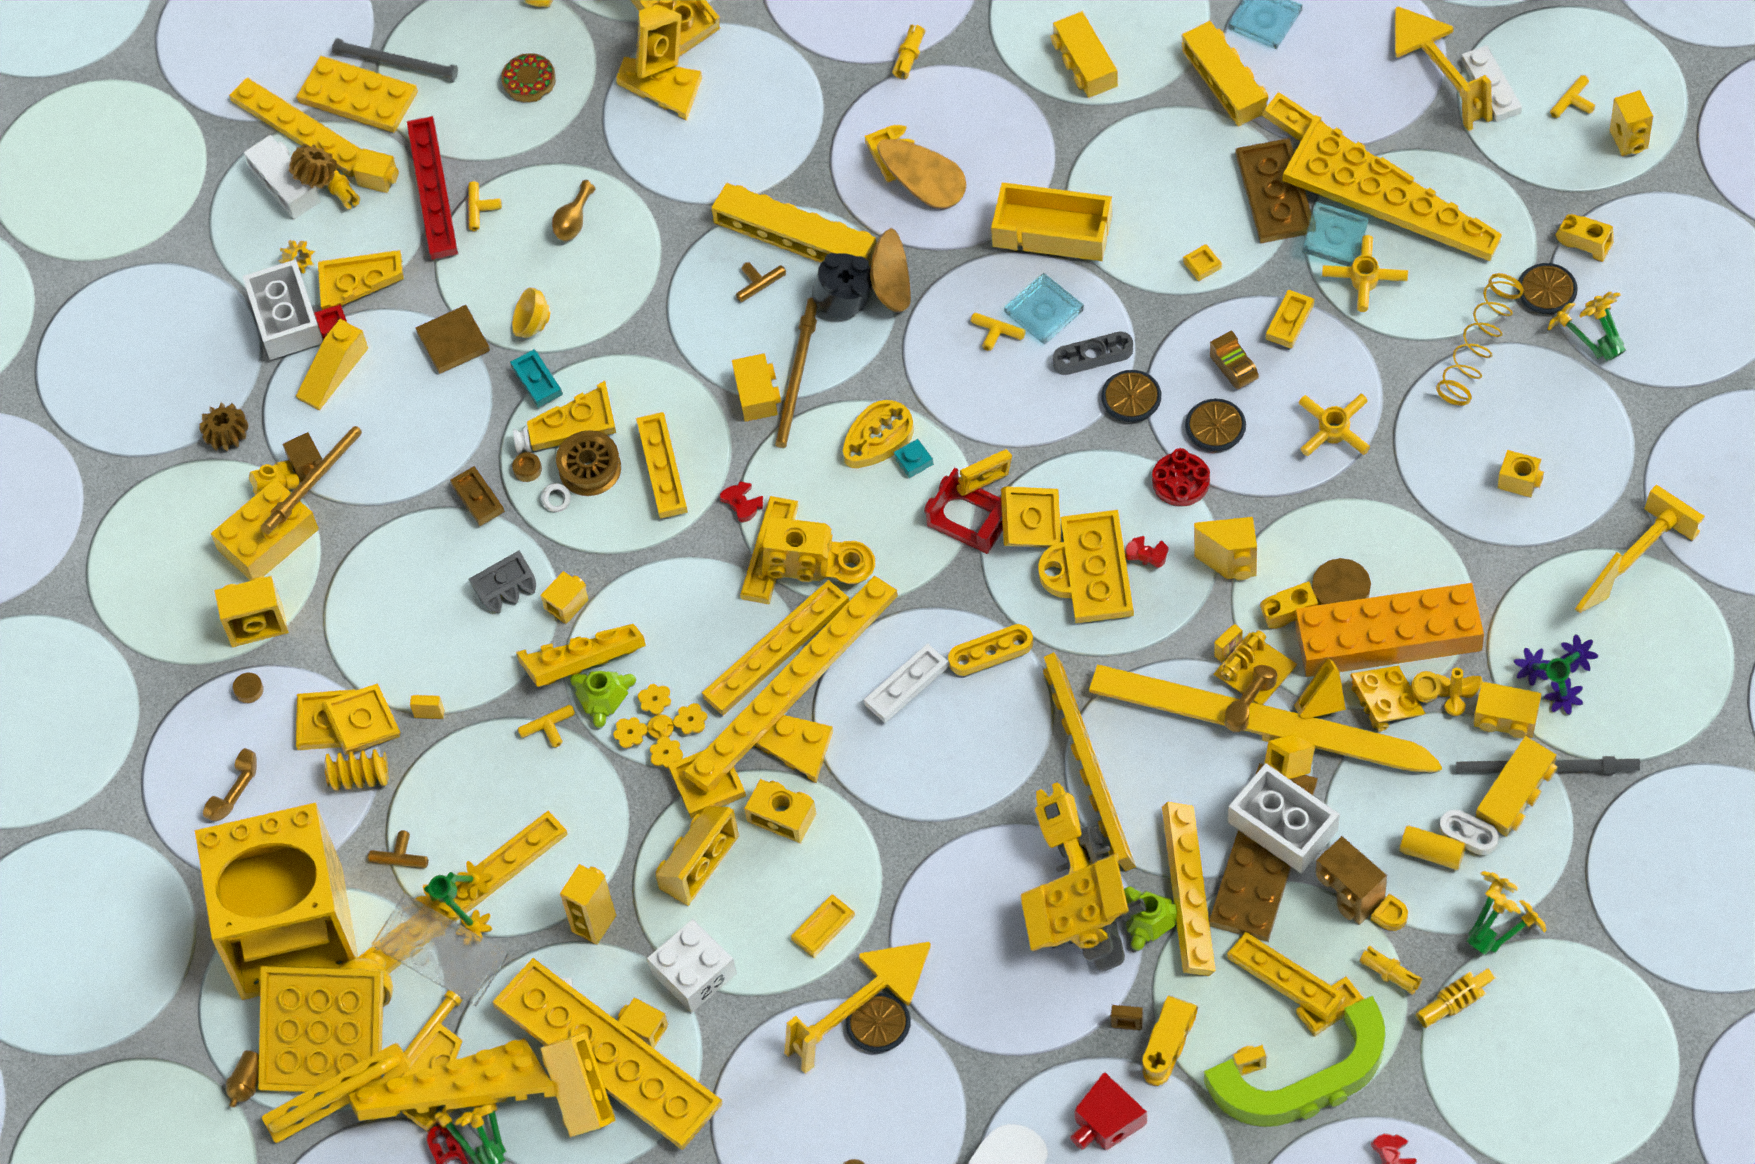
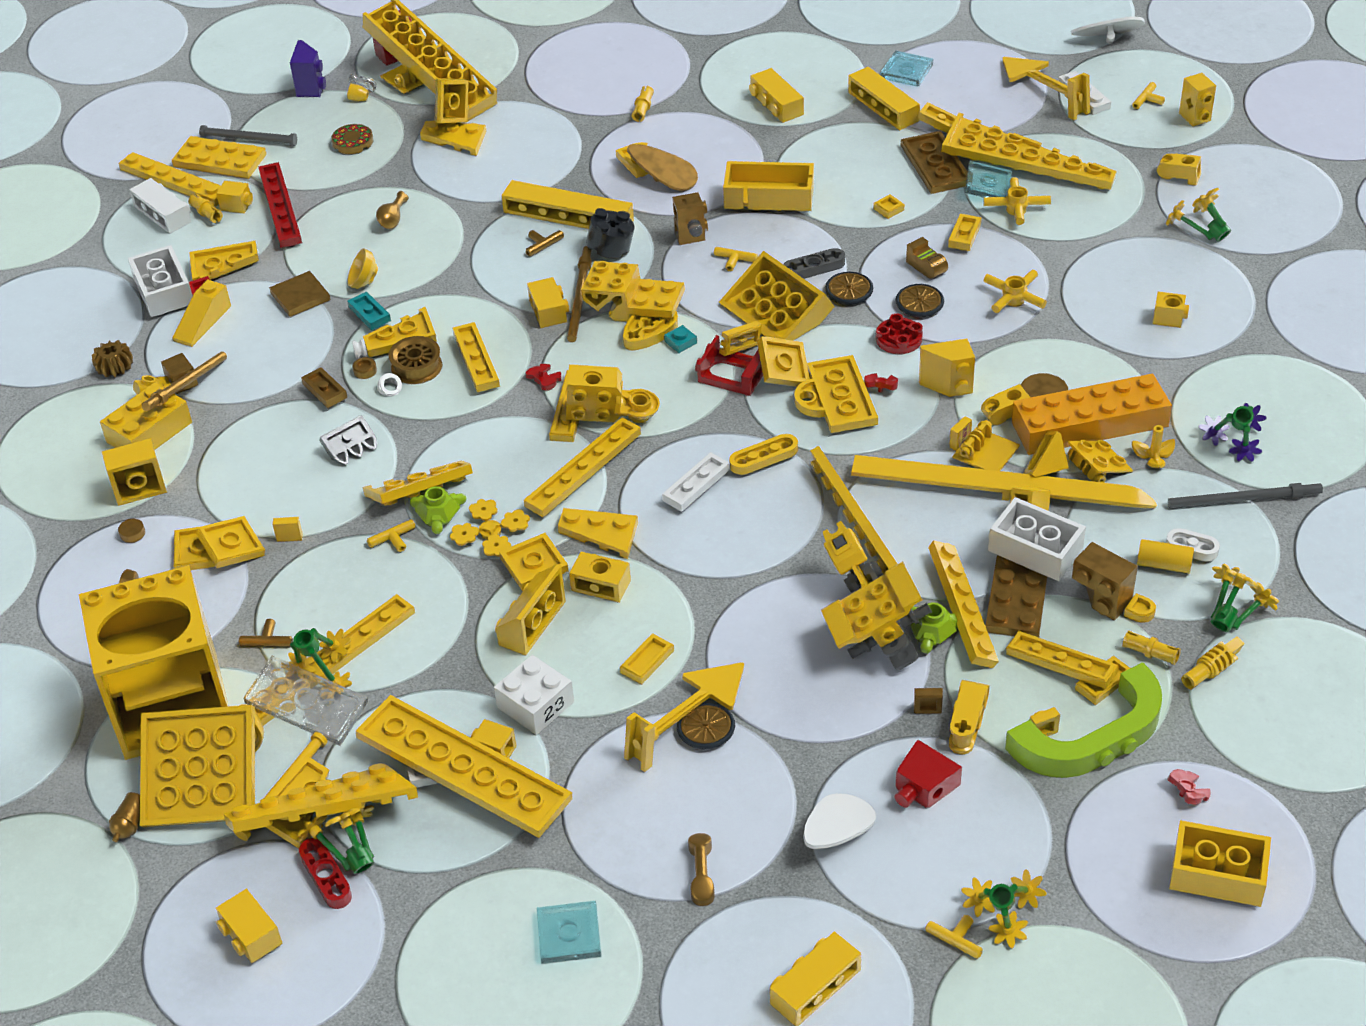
camera: 10 degrees left, 15 degrees down
(283, 1123) = (158, 848): yellow piece -> none
(290, 252) = (177, 246): yellow gear -> none
(312, 166) = (184, 190): pearl gold gear -> none
(356, 770) = (227, 577): yellow piece -> none
(476, 205) = (315, 213): yellow piece -> none
(565, 596) = (401, 446): yellow brick -> none
(578, 1084) = (438, 788): yellow brick -> none
(588, 903) = (437, 648): yellow brick -> none
(790, 684) = (596, 489): yellow plate -> none
(858, 386) = (629, 293): none -> yellow piece
(890, 272) = (647, 225): pearl gold shield -> none
(944, 271) = (689, 218): none -> pearl gold piece
(1036, 414) = (777, 300): none -> yellow slope
(1044, 308) = (772, 239): clear light blue tile -> none
(1238, 711) = (981, 472): pearl gold bar -> none
(1426, 686) = (1131, 448): yellow tile -> none
(1507, 710) = (1202, 458): yellow brick -> none
(1517, 284) = (1112, 256): yellow piece -> none
(1517, 786) = (1227, 505): yellow brick -> none
(1547, 288) = (1157, 201): pearl gold wheel -> none
(1670, 514) = (1294, 324): yellow piece -> none

